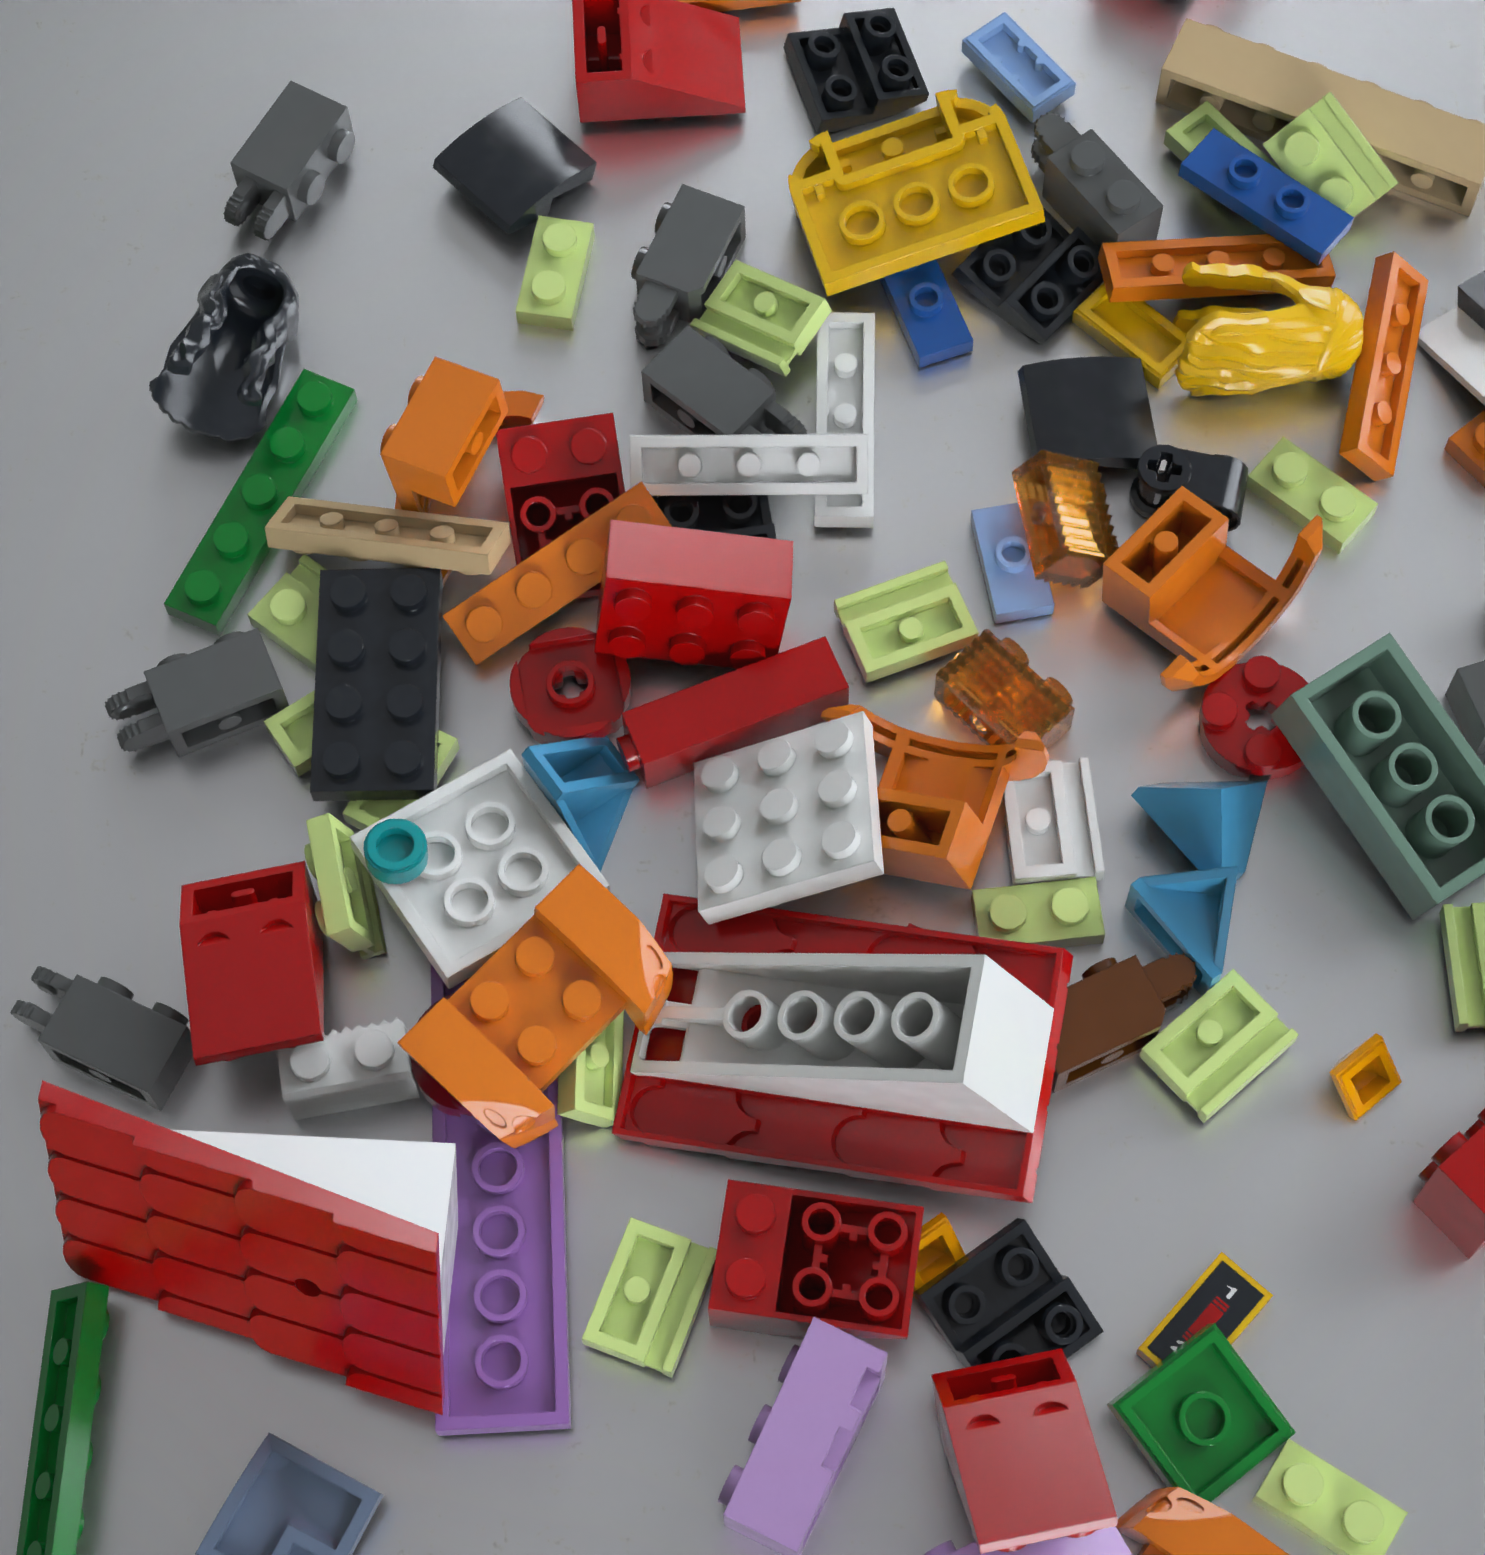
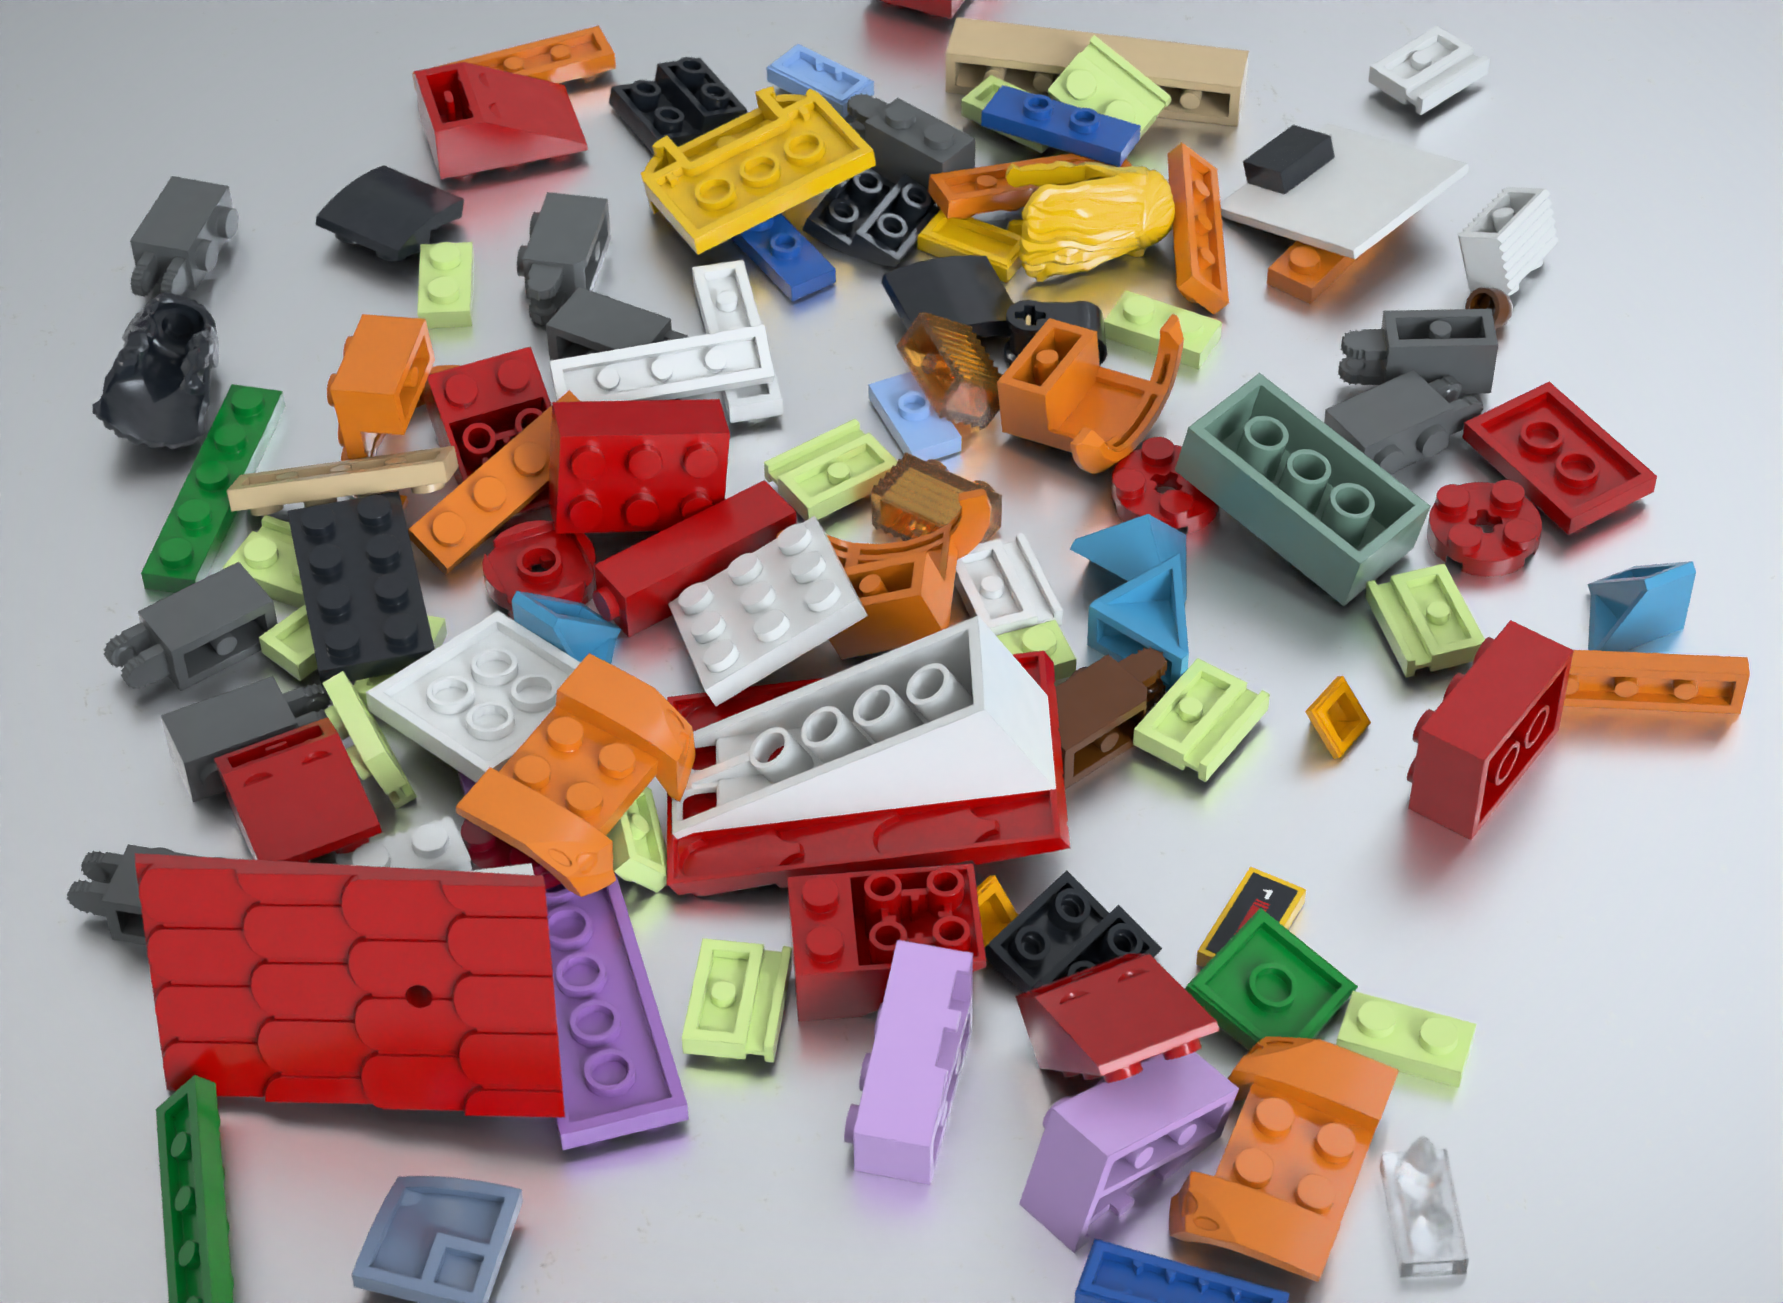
camera: 15 degrees left, 20 degrees down
(221, 839) = (234, 722): none -> dark grey hinge
(395, 851) = (413, 690): teal tile -> none
(762, 317) = (647, 275): yellowish green plate -> none

